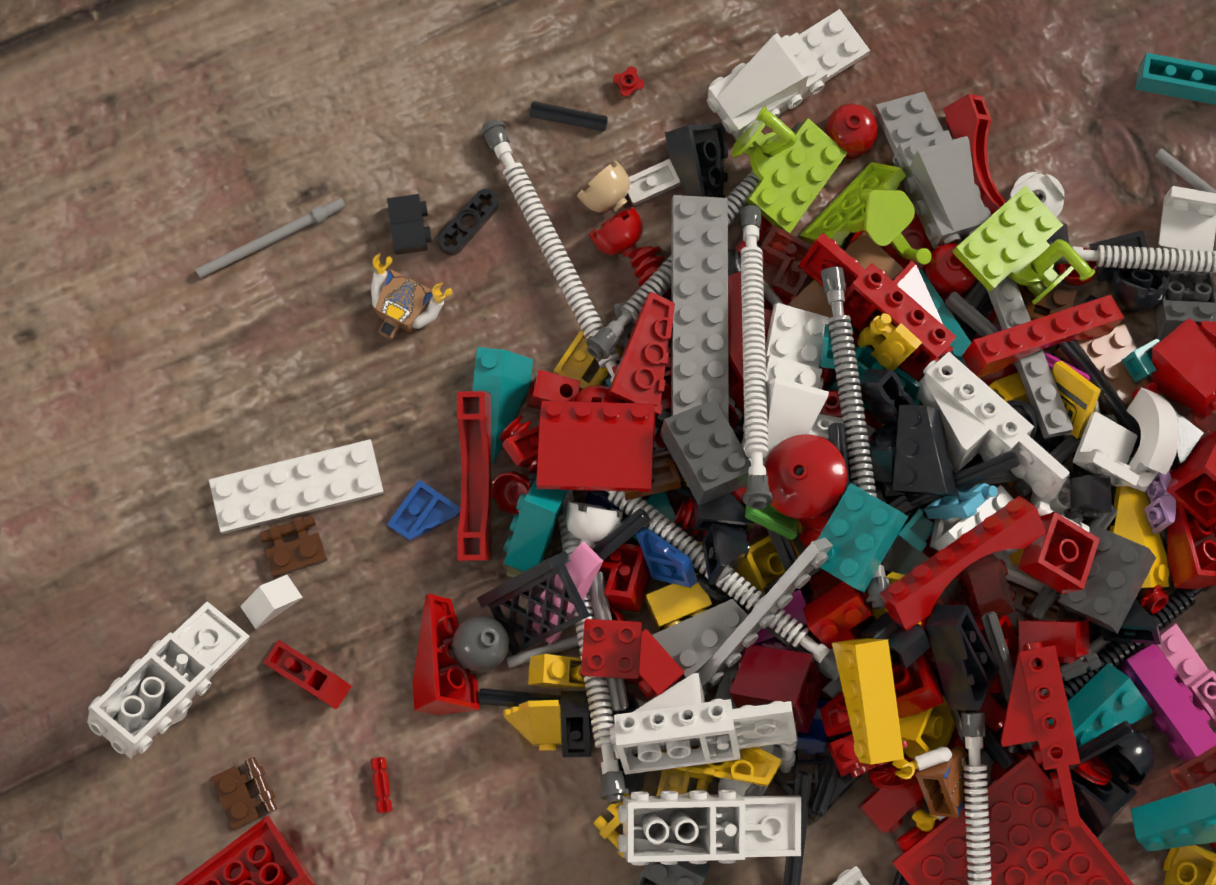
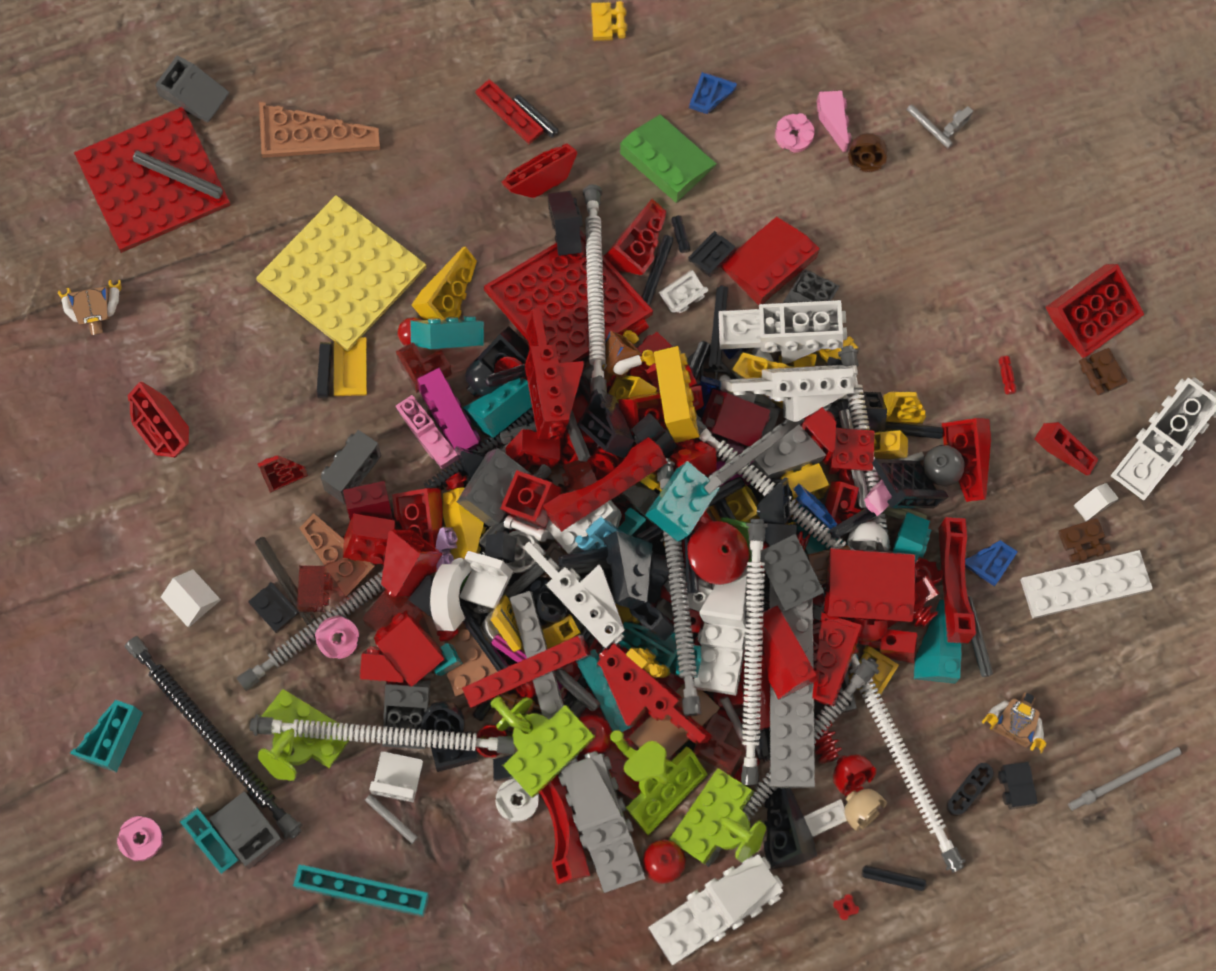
camera: 175 degrees right, 5 degrees down
(447, 410) = (979, 646): none -> dark grey axle
(711, 351) = (785, 659): none -> red wedge

